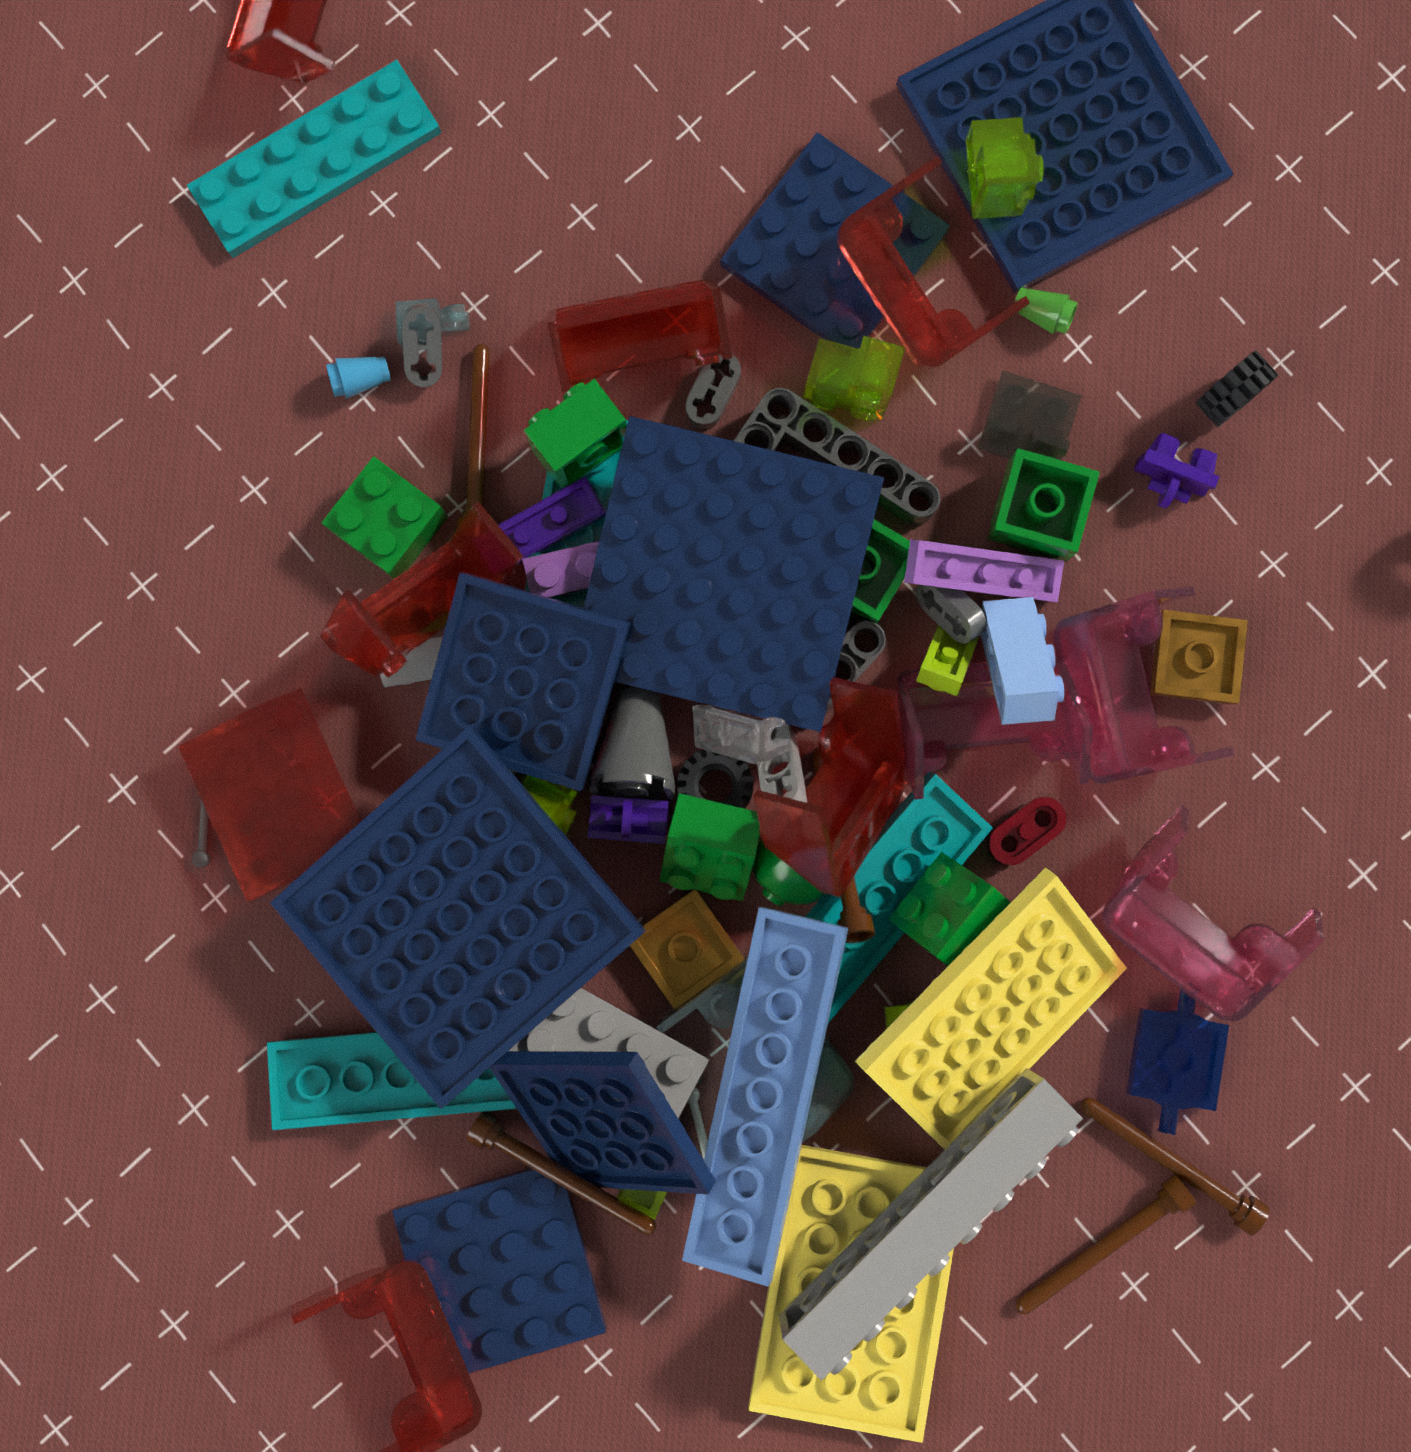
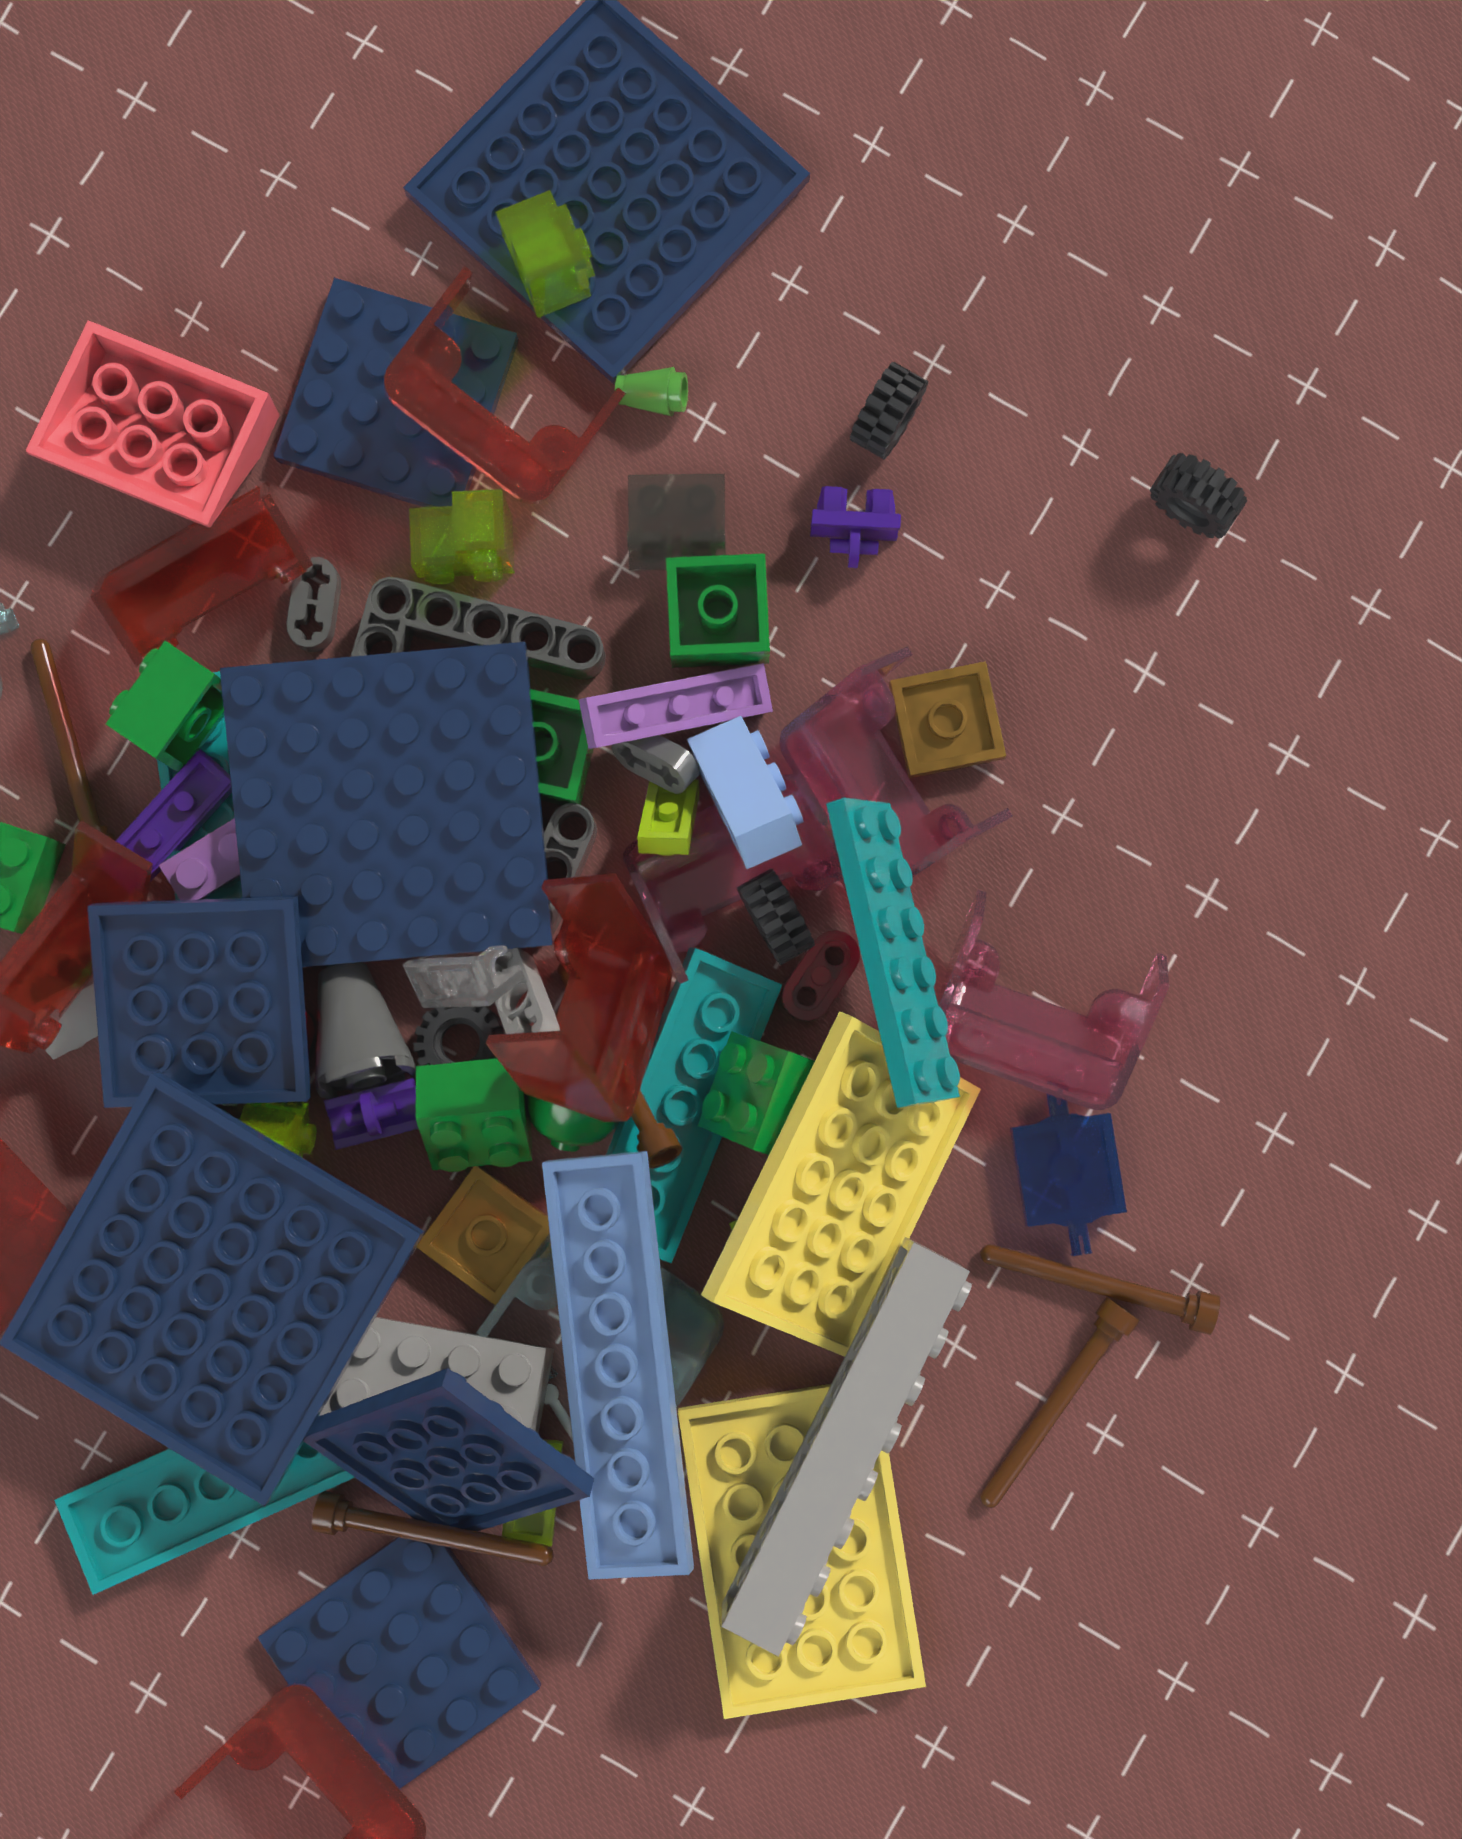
camera: 20 degrees left, 0 degrees up
(635, 201) = (153, 425): none -> coral slope
(1008, 770) = (776, 916): none -> black tyre
(1103, 833) = (894, 952): none -> teal plate

